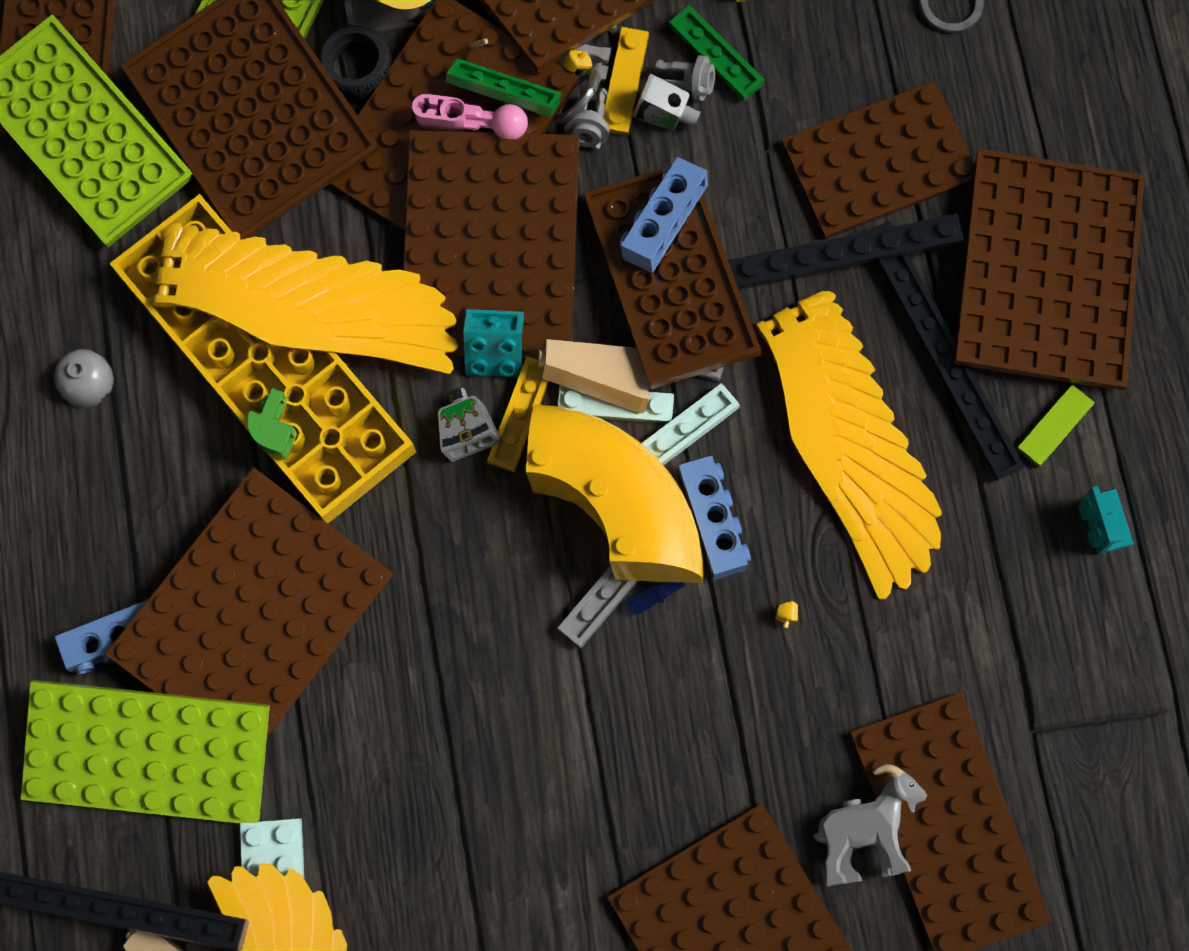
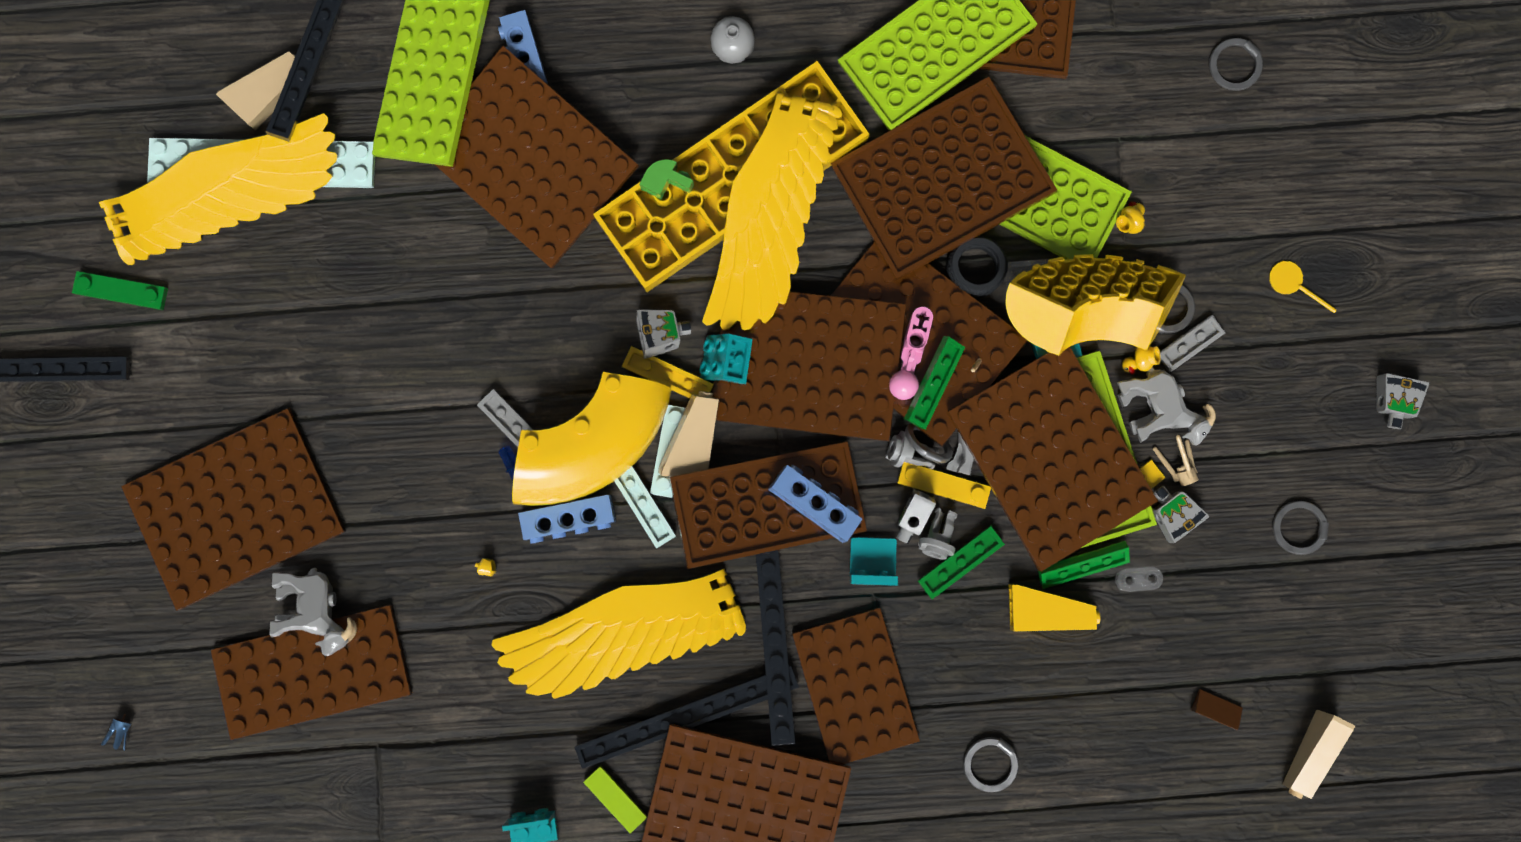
camera: 90 degrees right, 10 degrees up
(577, 60) = (956, 446): yellow piece -> none
(728, 150) = (873, 561): none -> teal bracket

